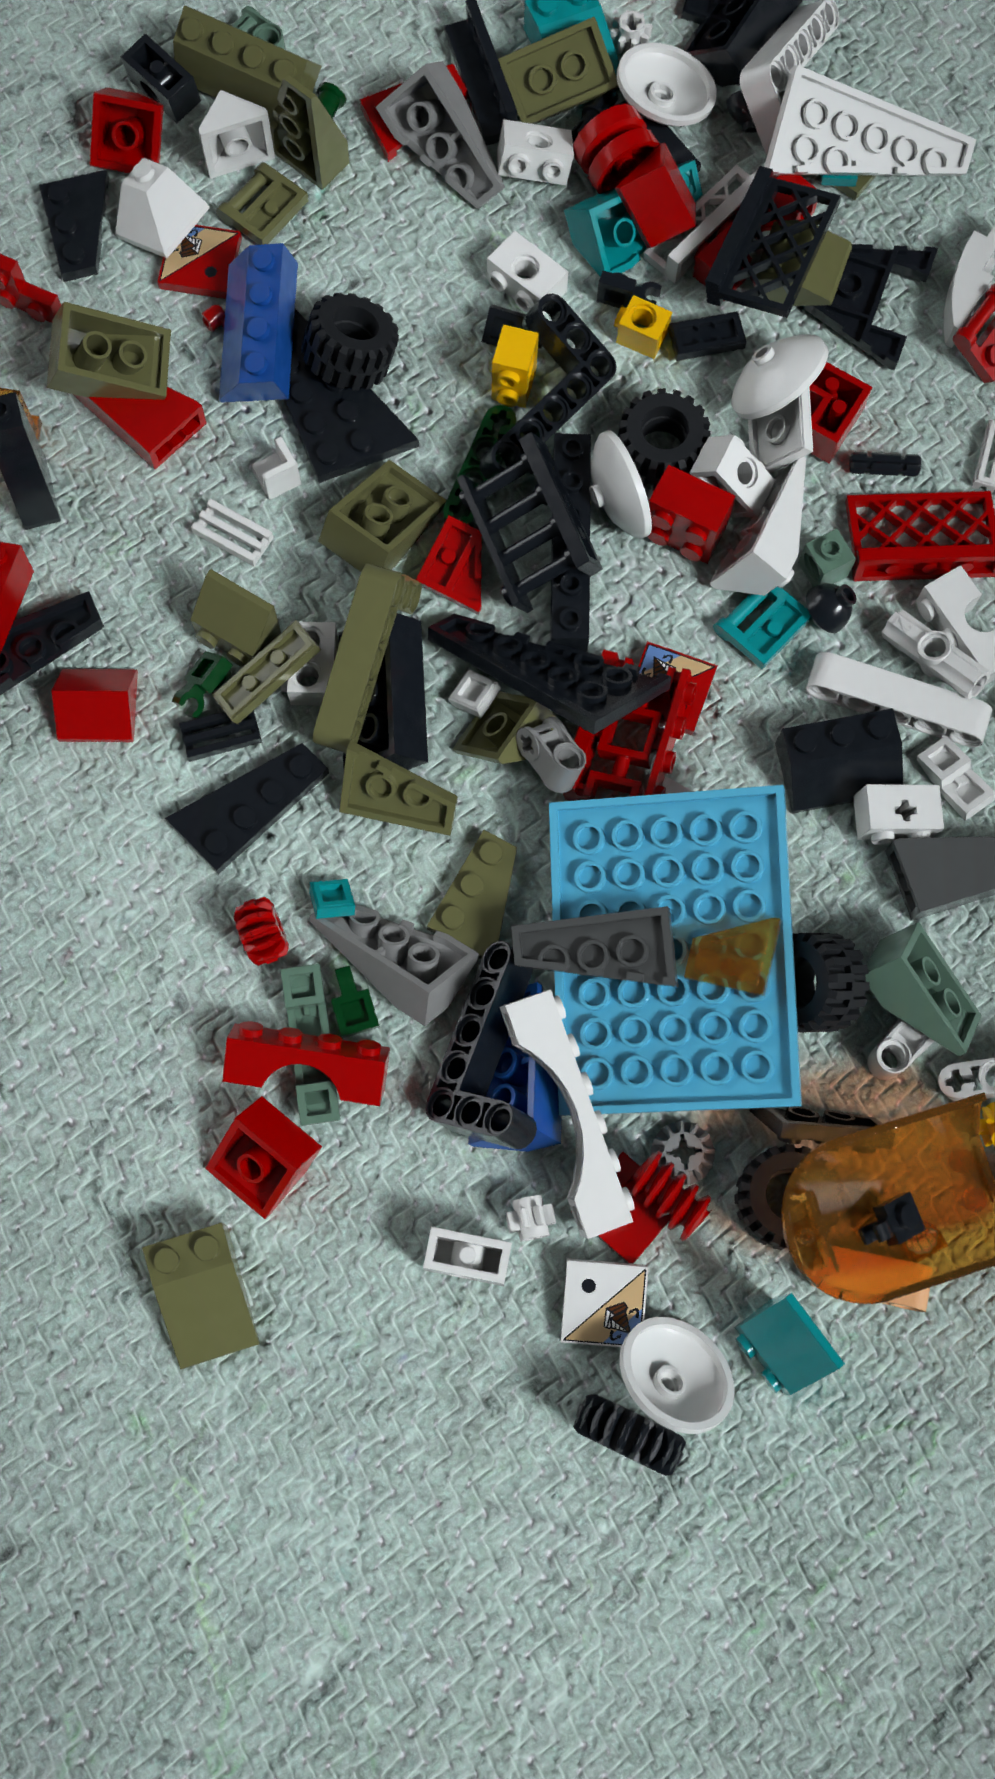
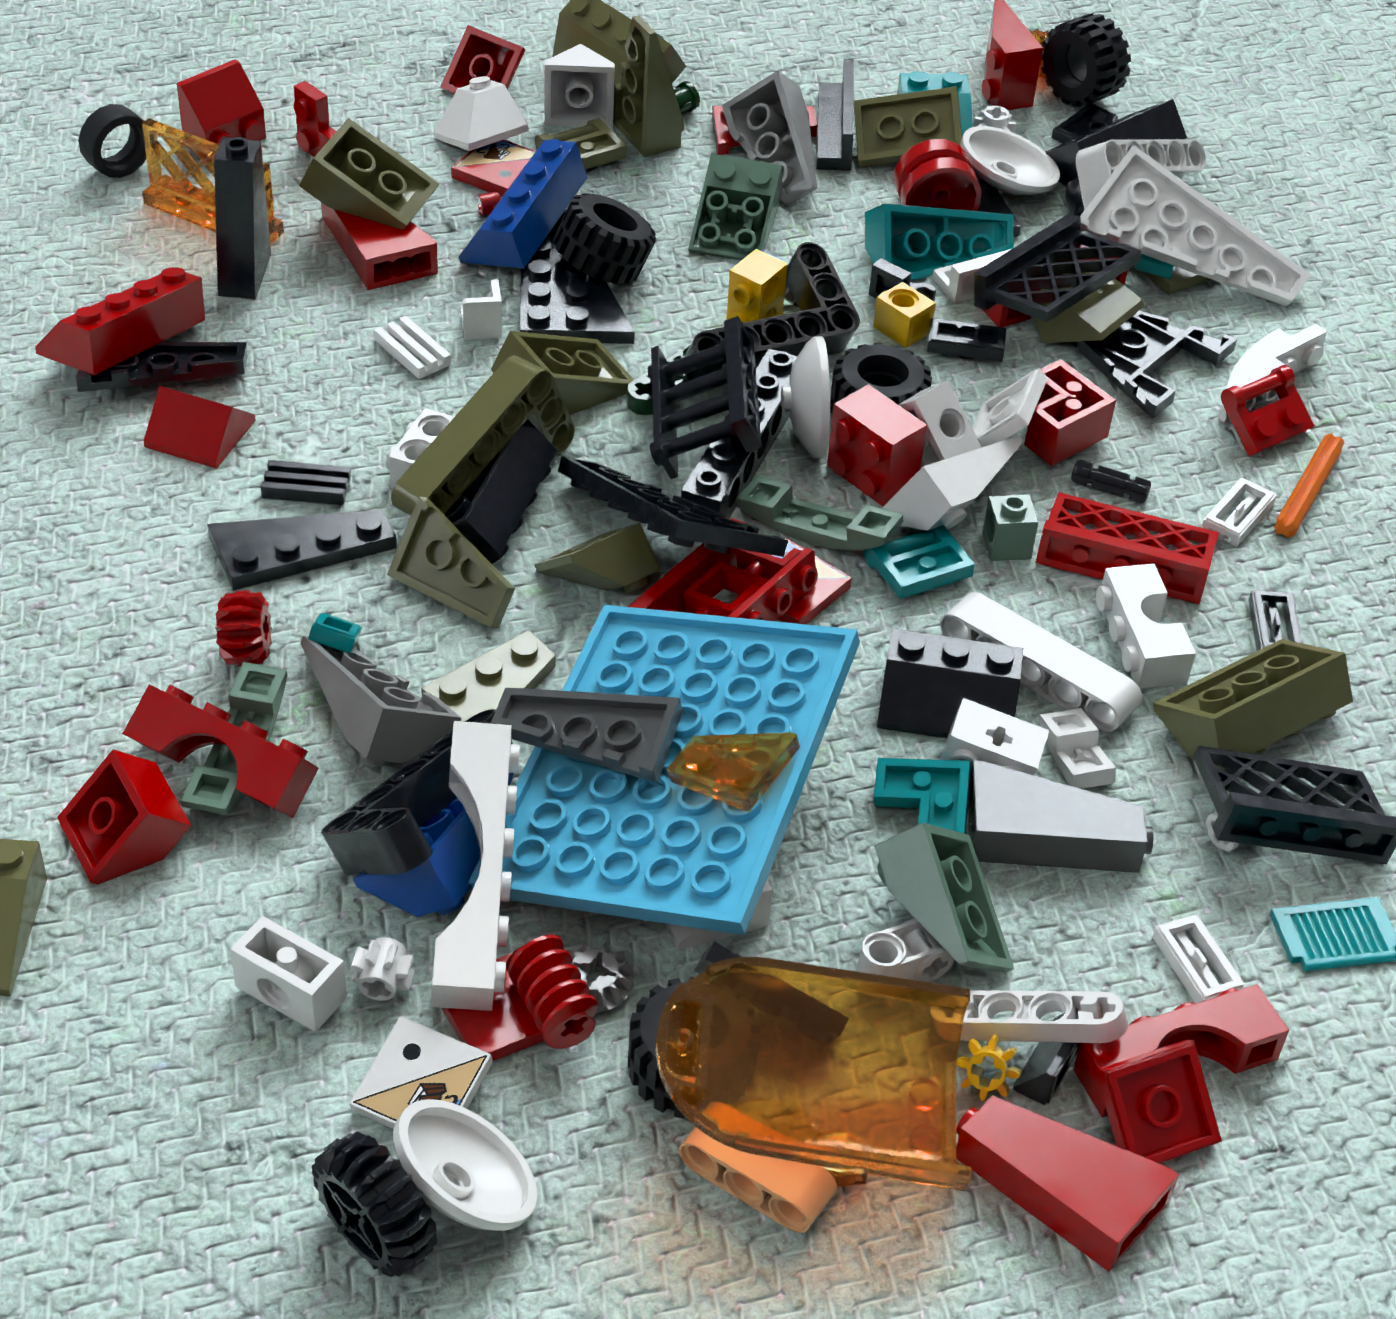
camera: 20 degrees right, 30 degrees down
(75, 221) = (405, 111): black wing -> none
(161, 78) = (538, 36): black brick -> none
(203, 678) = (320, 434): dark green plate -> none
(233, 619) = (371, 394): olive slope -> none
(266, 672) = (377, 436): olive tile -> none
(354, 1008) = (305, 724): dark green plate -> none
(443, 246) = (736, 207): none -> sand green slope
(455, 565) = (617, 425): red wing -> none
(474, 693) = (581, 525): white tile -> none
(521, 258) = (794, 230): white brick -> none
(535, 152) = (856, 170): white brick -> none
(553, 754) = (628, 568): light grey piece -> none
(658, 198) = (960, 223): red slope -> none
(666, 611) = (815, 524): none -> sand green slope
(778, 375) = (1017, 360): white dish -> none
(787, 1345) = (614, 1175): teal slope -> none
(830, 605) = (997, 562): black brick -> none
(838, 981) = (826, 845): black tyre -> none
(872, 872) = (931, 785): none -> teal plate
(895, 1223) = (810, 1096): black plate -> none
(951, 667) = (1096, 628): white piece -> none

